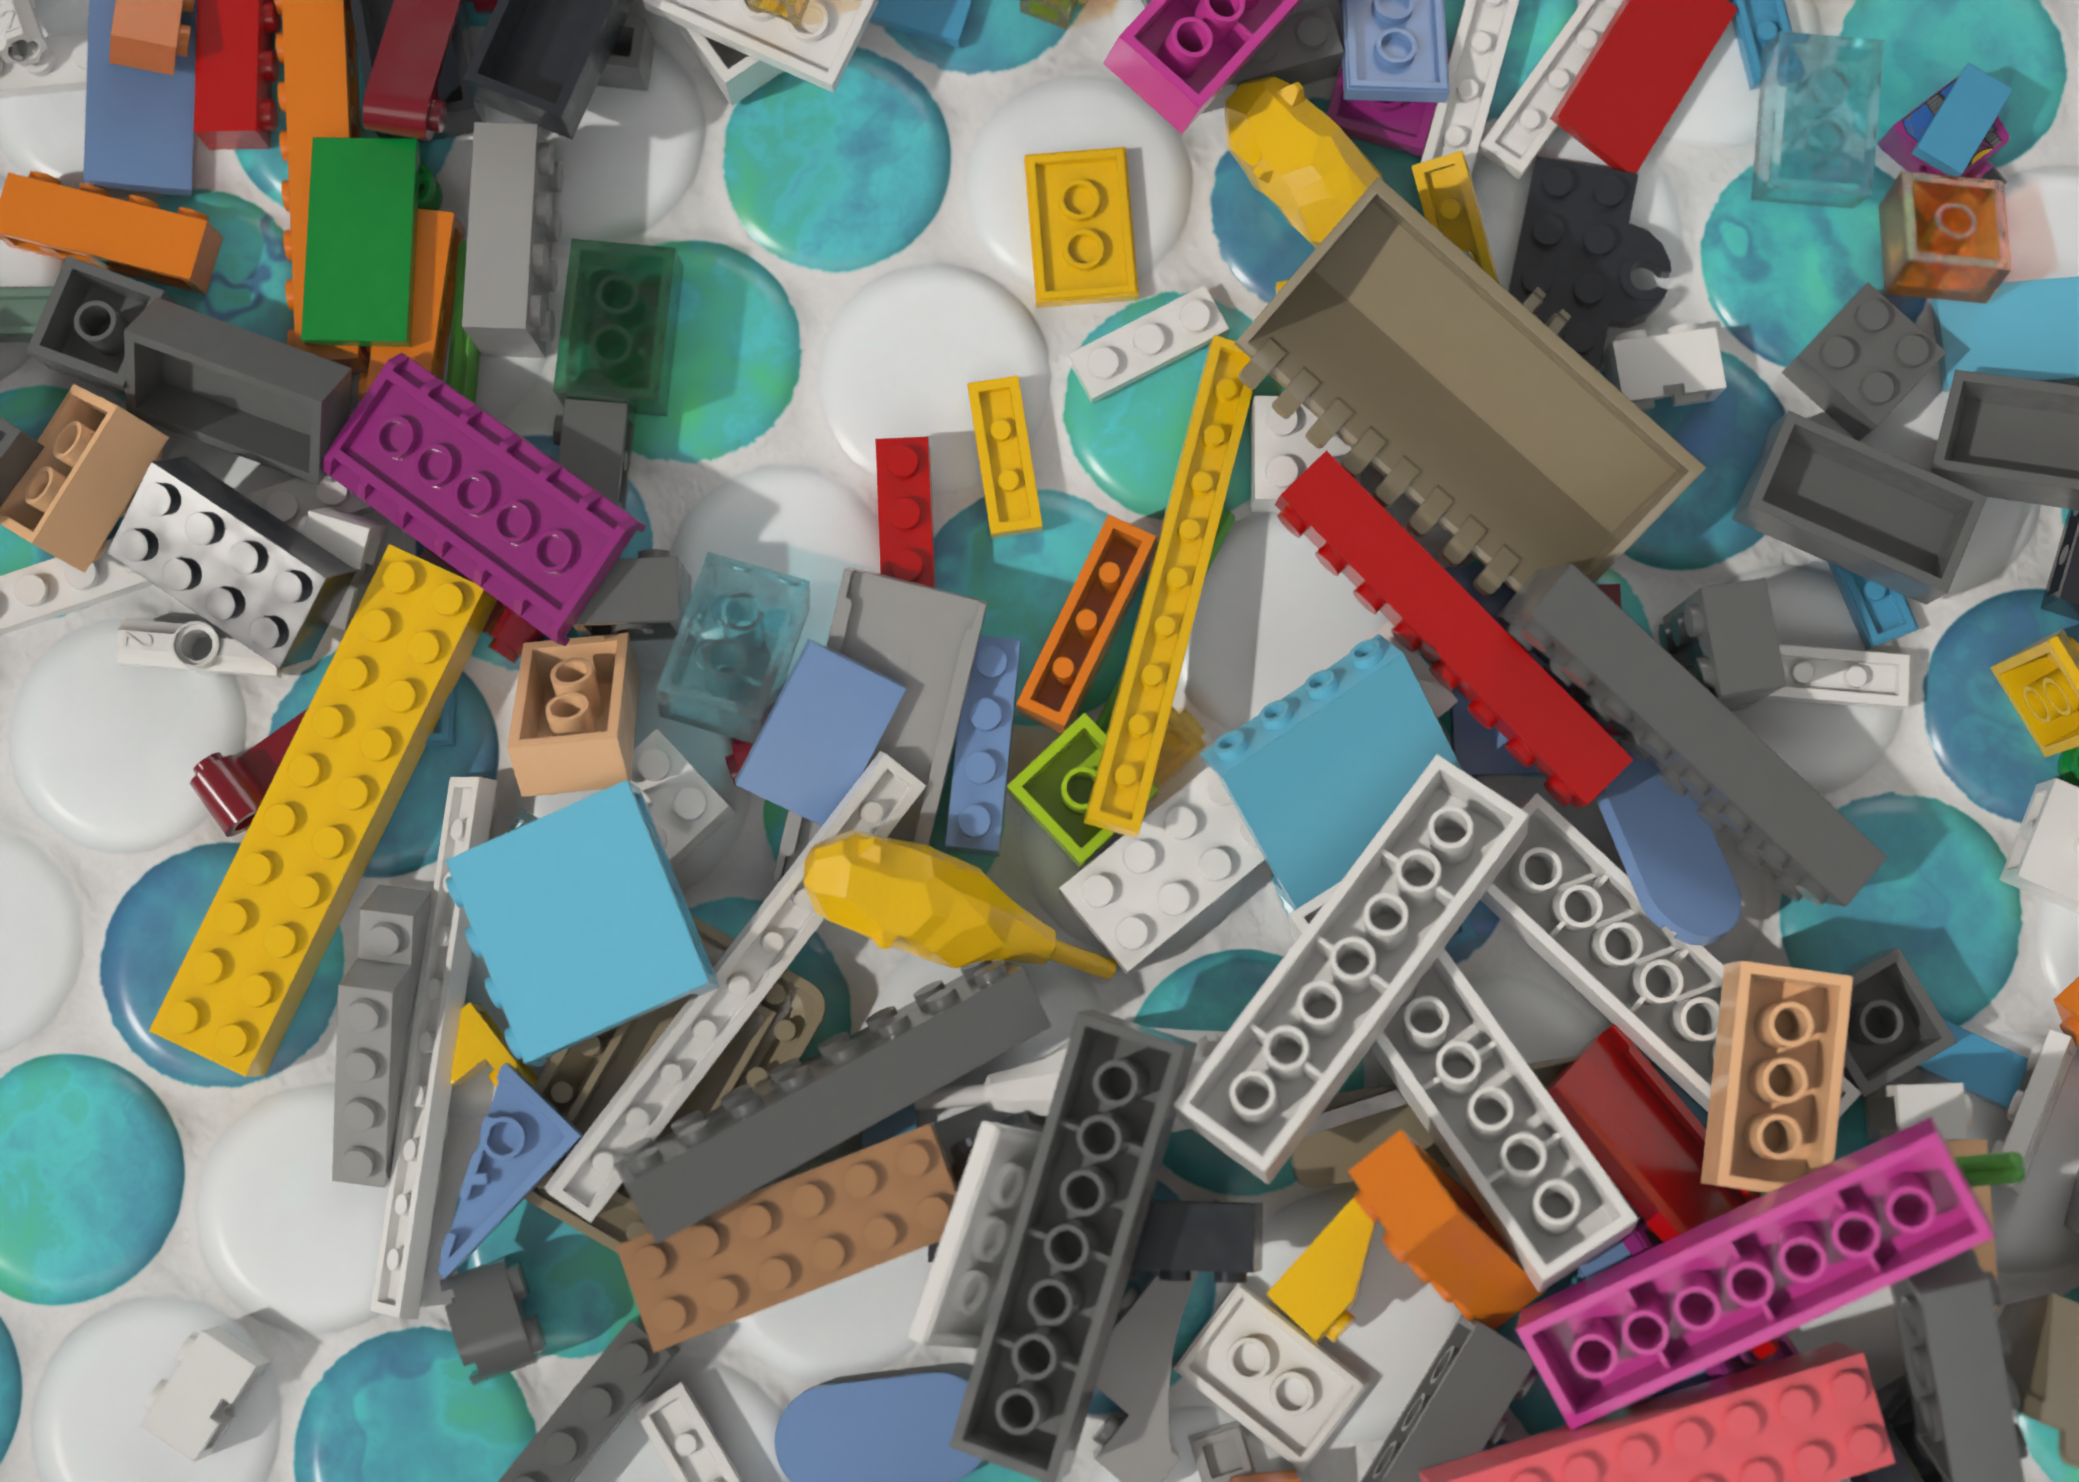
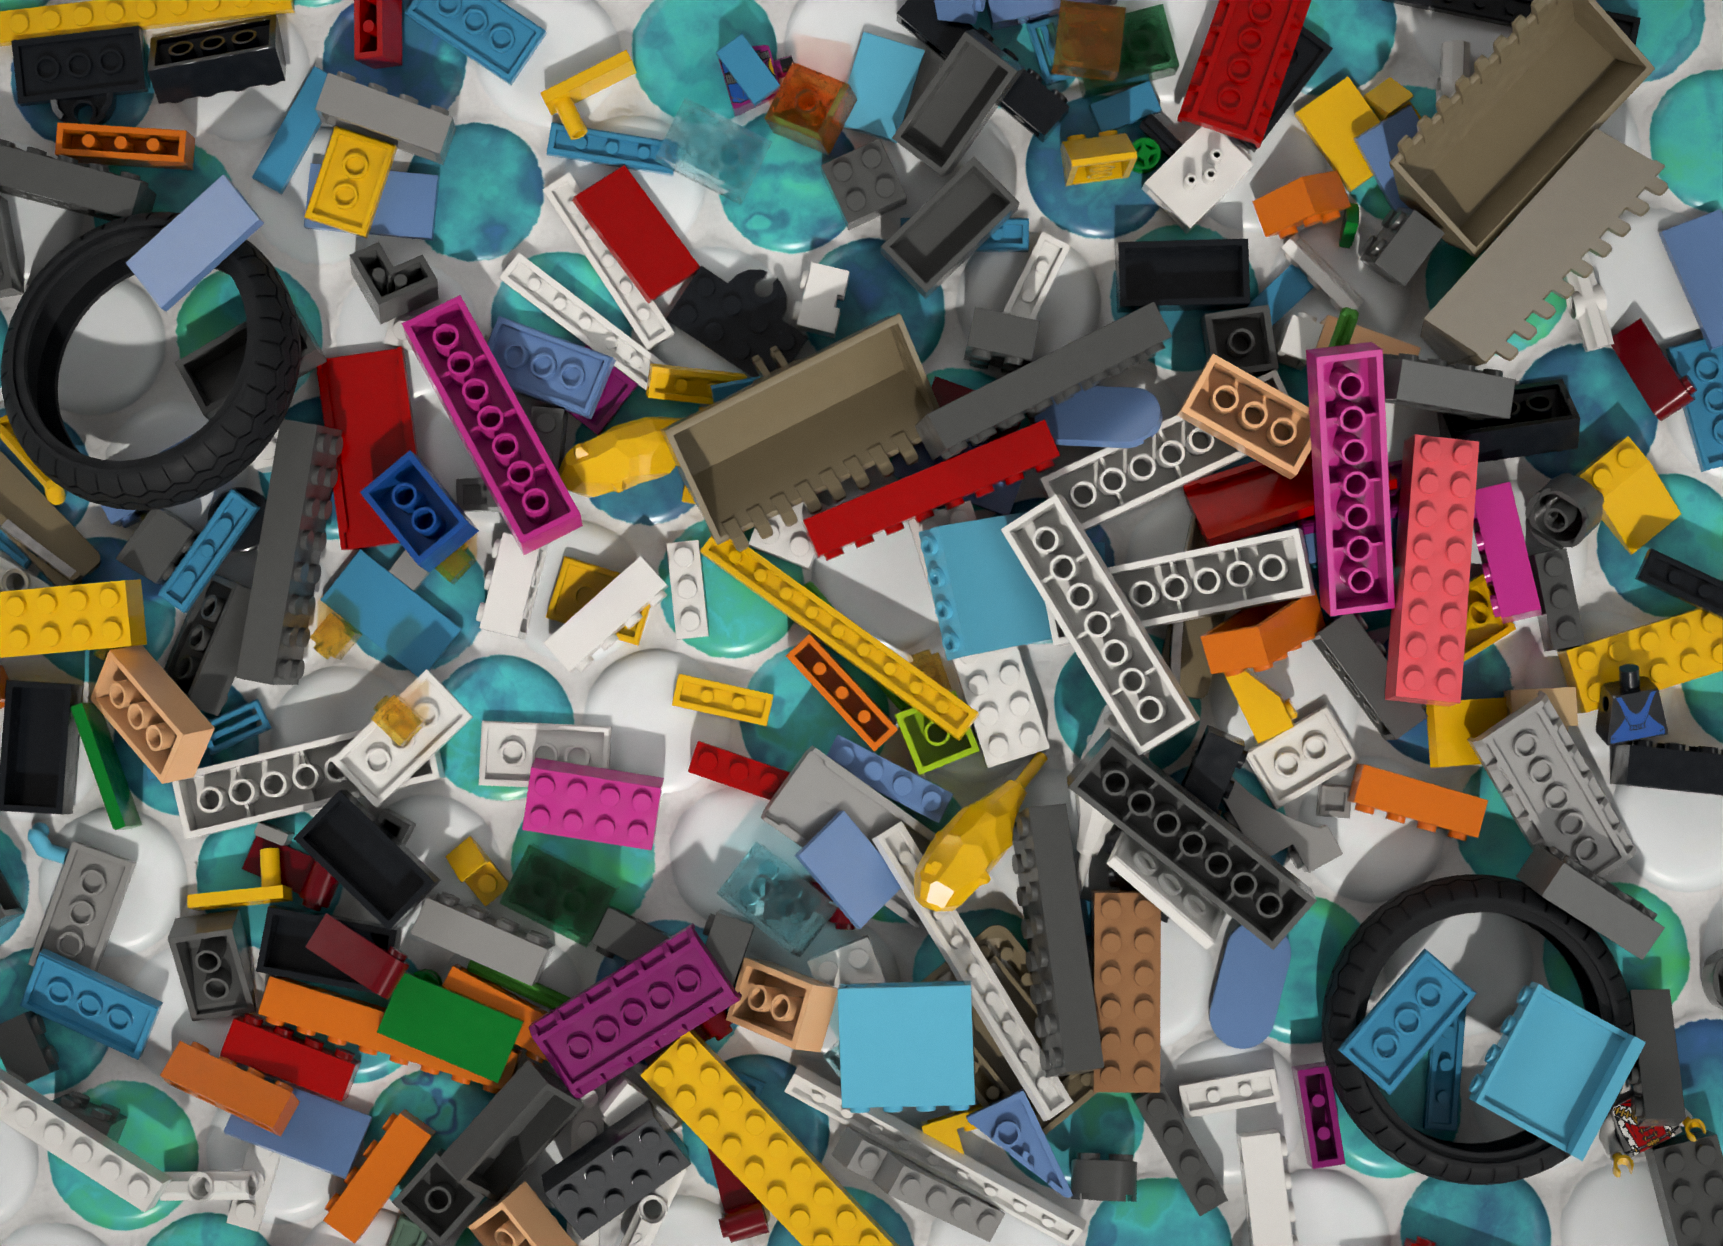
camera: 65 degrees left, 5 degrees up
(614, 199) = (477, 871): none -> yellow slope
(773, 322) = (592, 803): none -> dark pink piece
(820, 235) = (512, 747): none -> white tile
(1047, 83) = (511, 588): none -> white brick
(1062, 234) = (606, 615): none -> white brick
(1944, 894) = (1183, 275): none -> black piece

